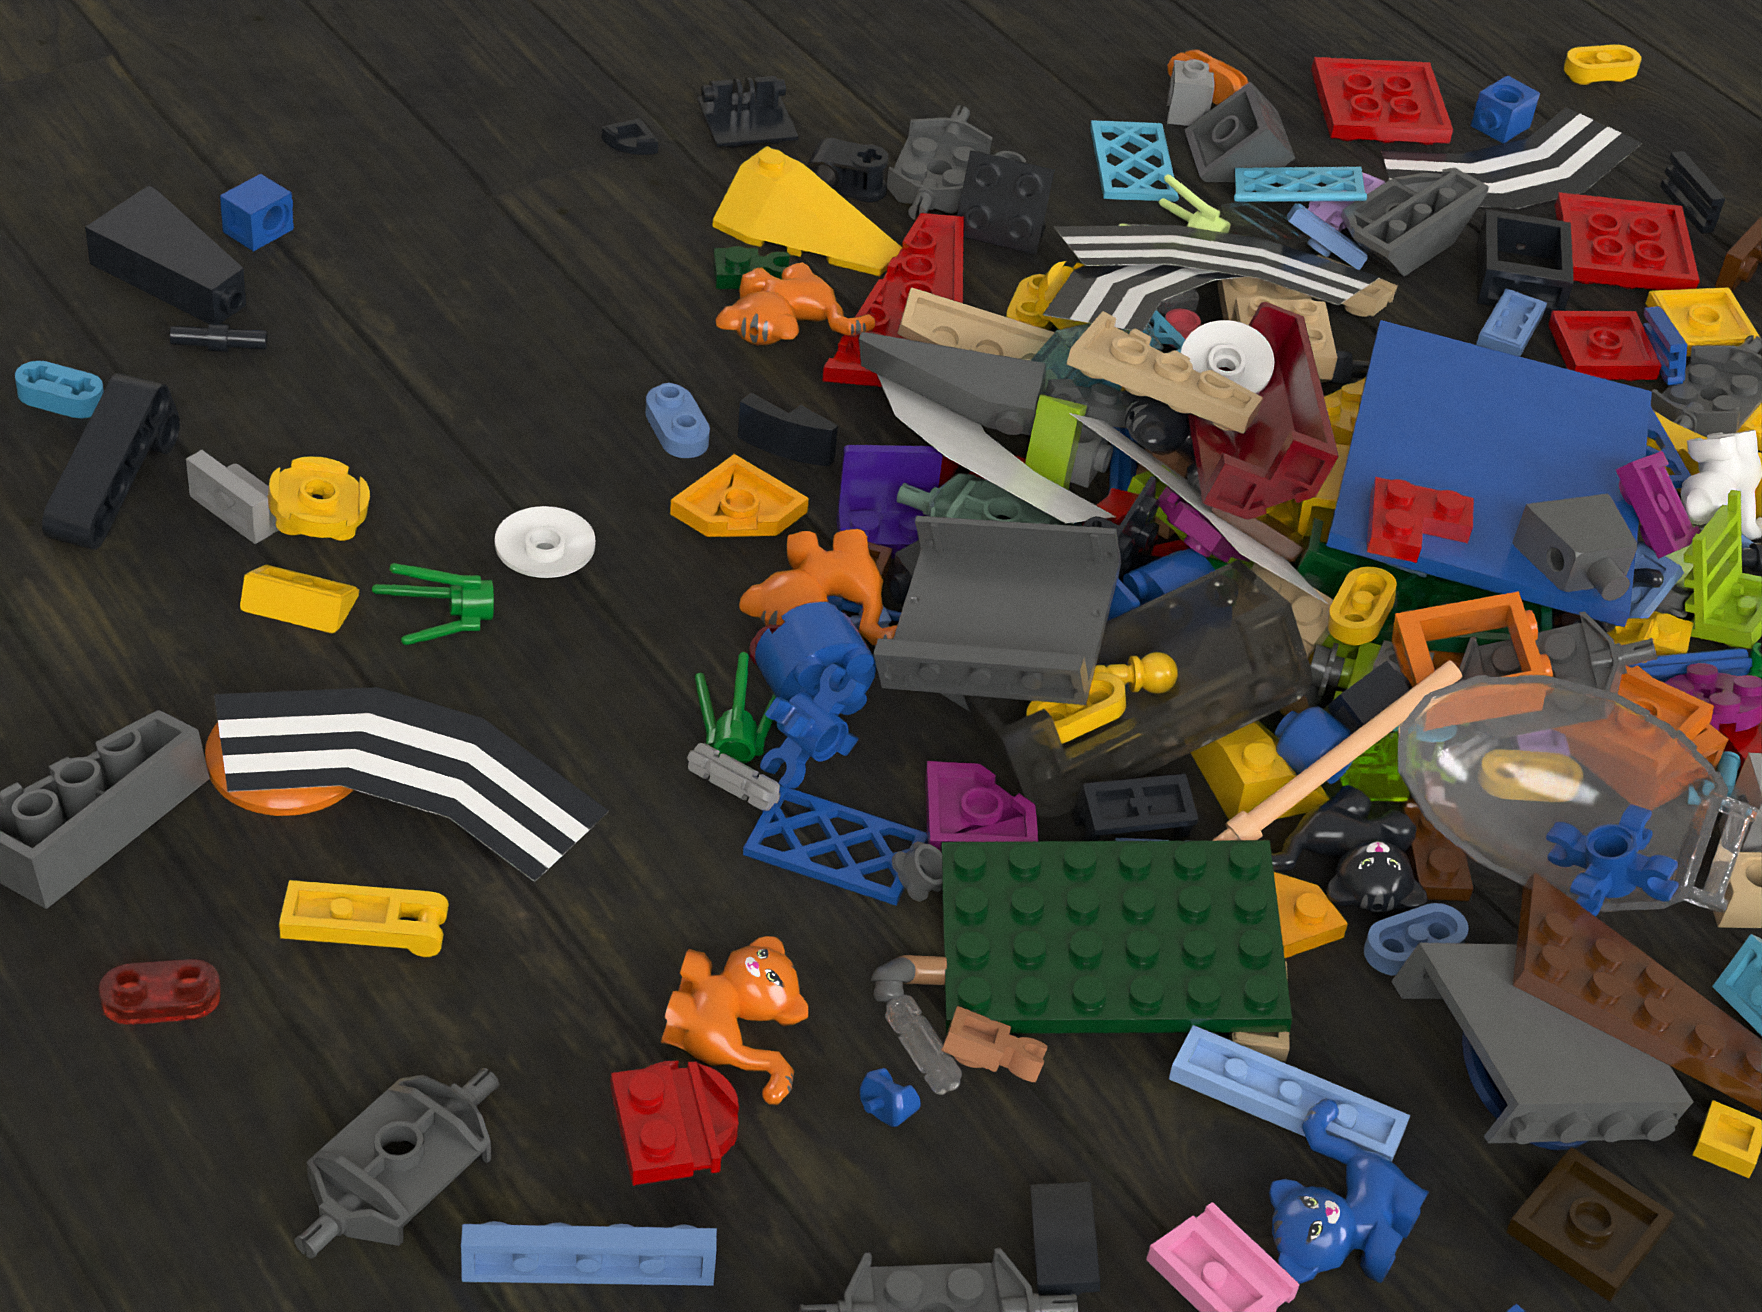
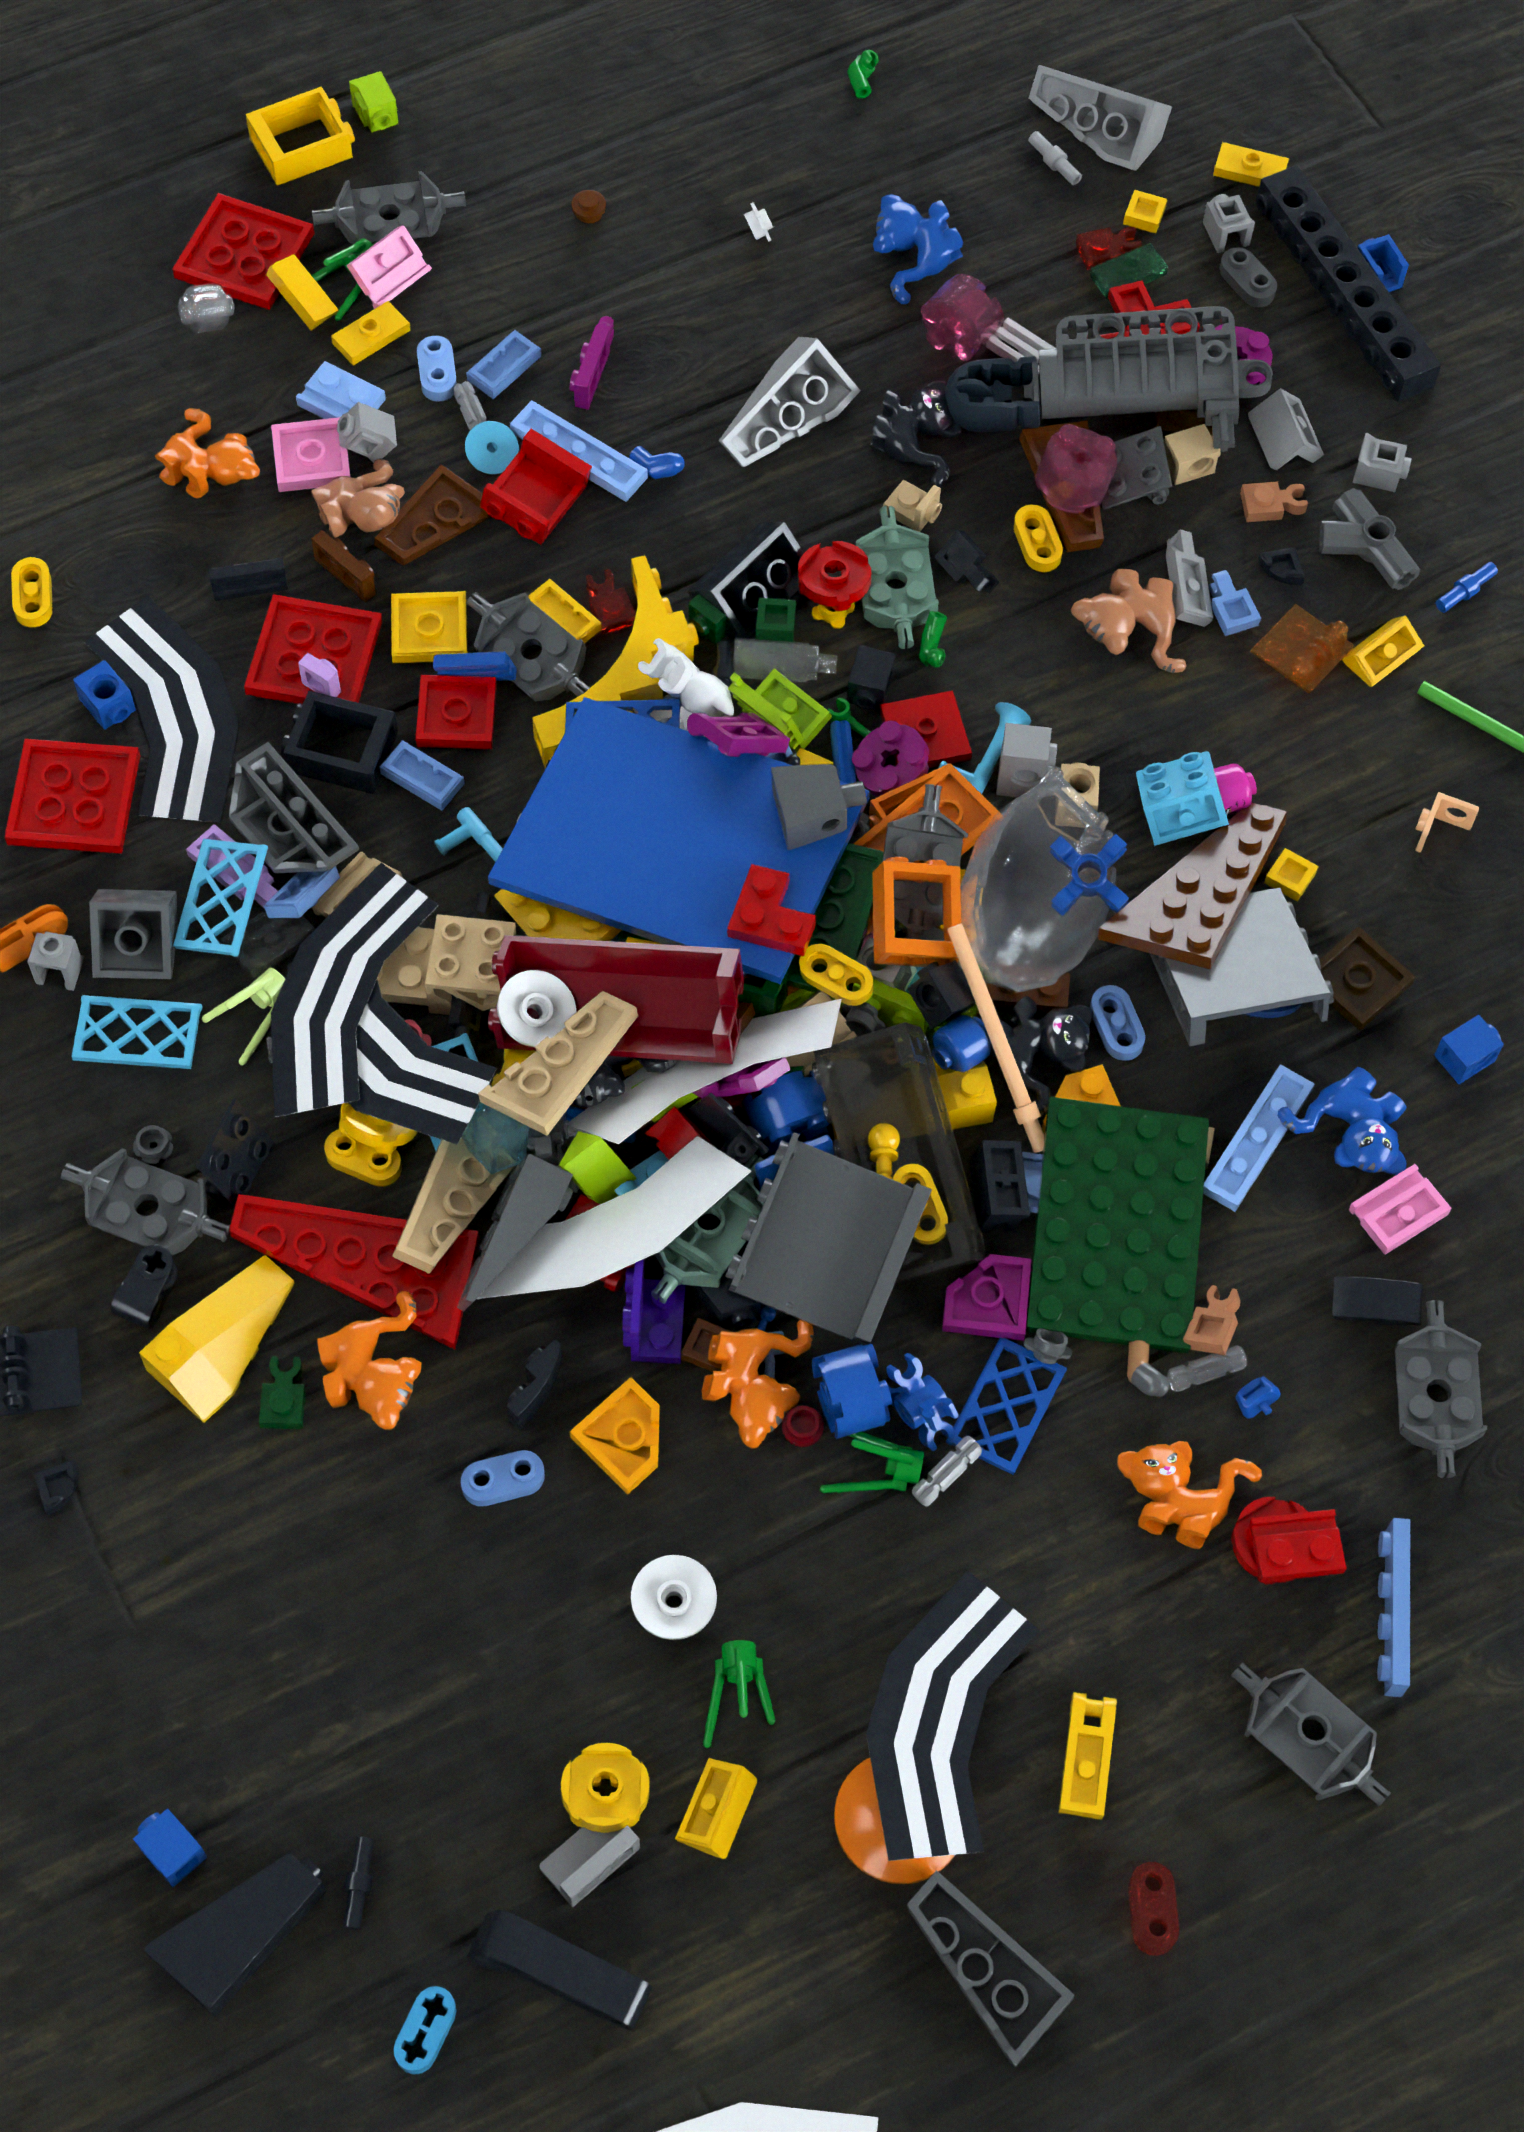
camera: 80 degrees left, 20 degrees up
(1591, 226) = (319, 675): none -> lavender plate

